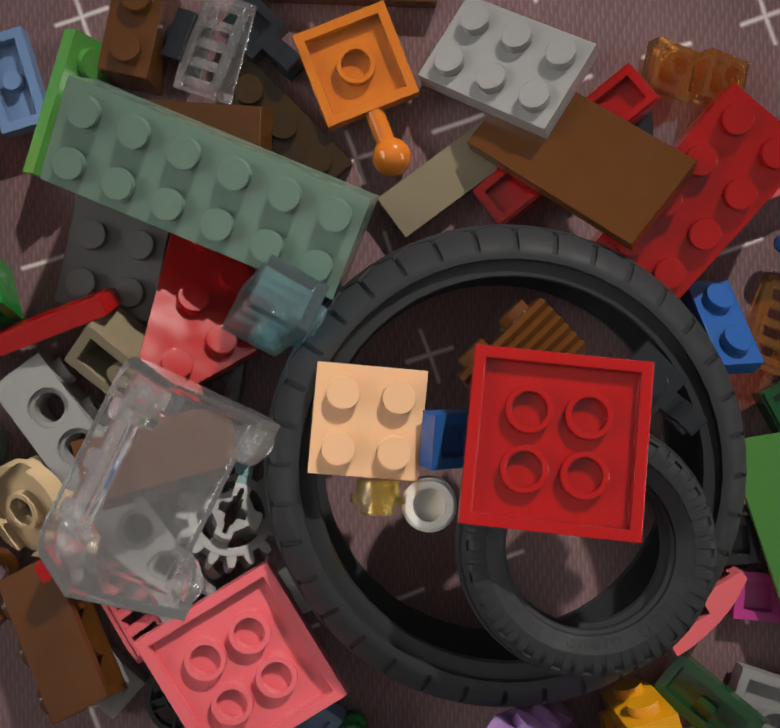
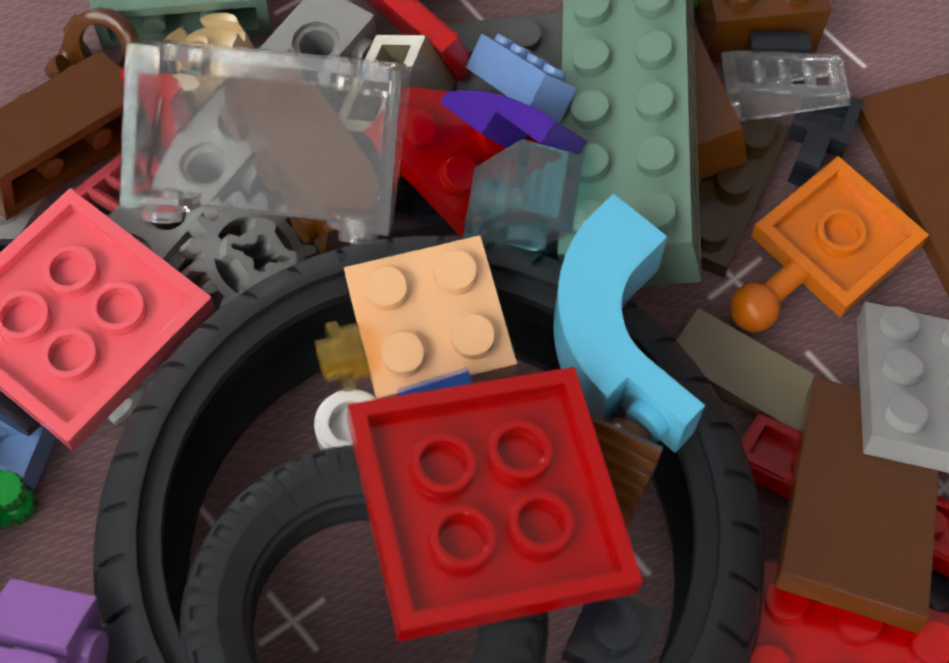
camera: 70 degrees right, 25 degrees down
(156, 263) = (521, 75): none -> medium blue piece
(206, 297) = (510, 120): none -> dark purple slope
(415, 307) = (600, 273): none -> medium azure arch

